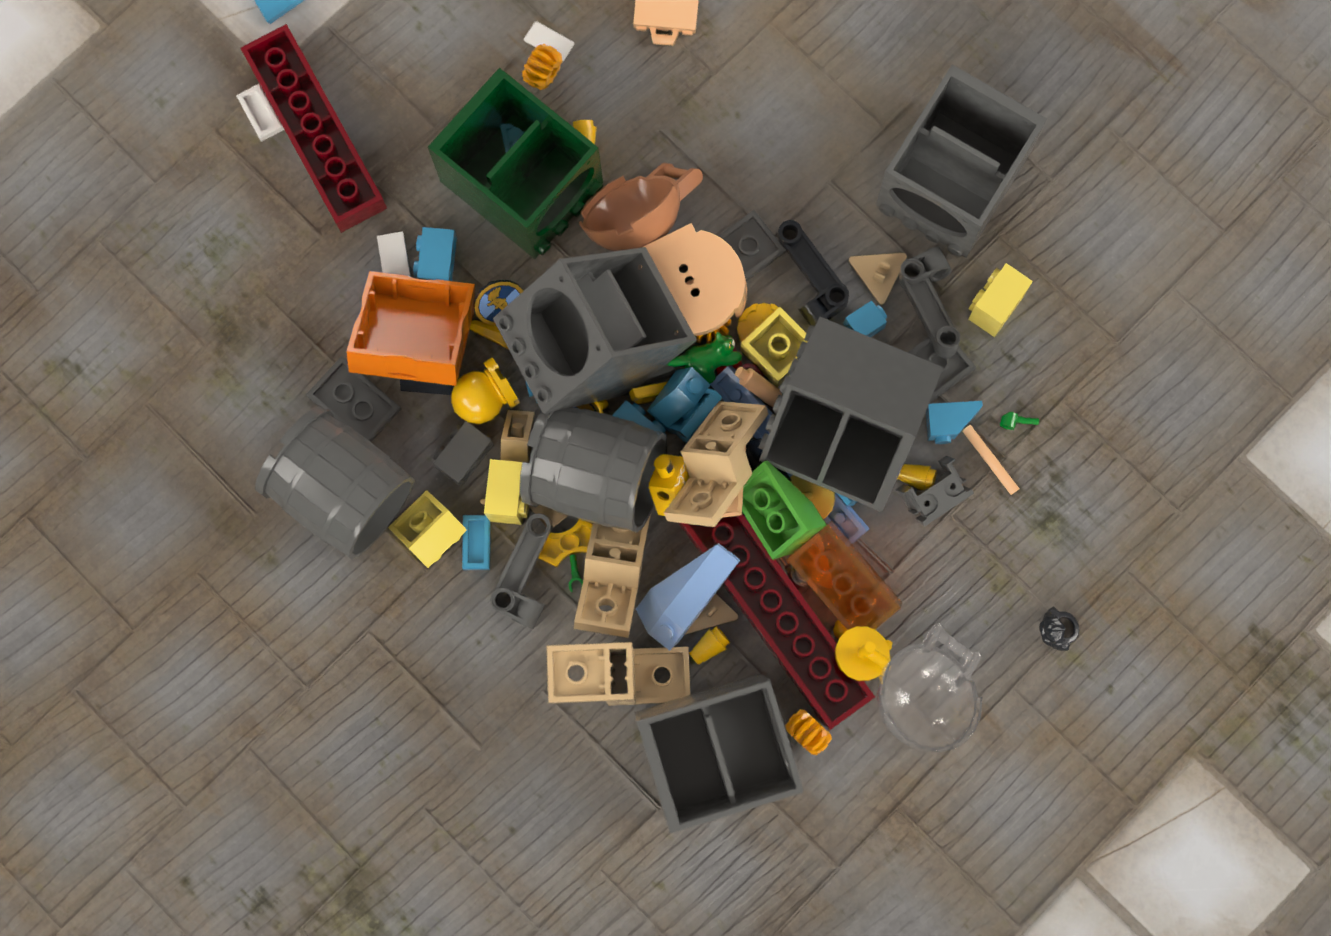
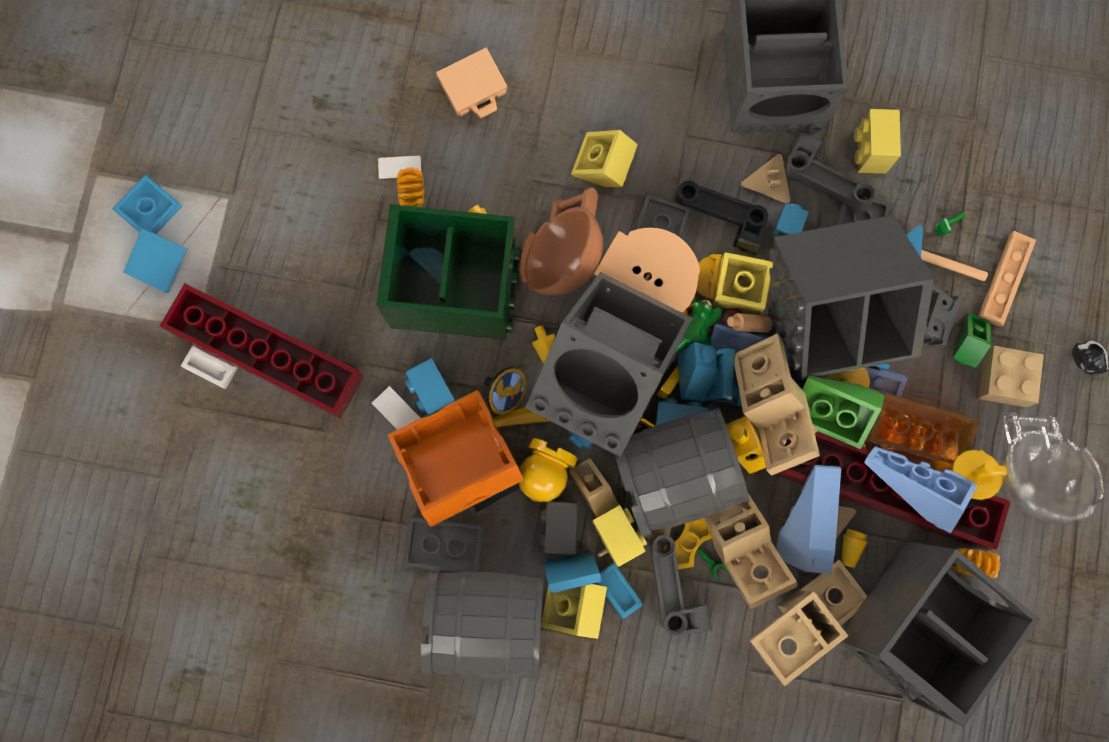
camera: 40 degrees left, 0 degrees up
(444, 495) = (572, 572): none -> dark azure tile
(738, 153) = (605, 158): none -> light yellow slope
(803, 635) = (932, 493): none -> light blue wedge
(956, 538) = (972, 341): none -> green slope
(965, 593) = (1010, 376): none -> tan brick
(1034, 506) = (1006, 278): none -> light nougat tile

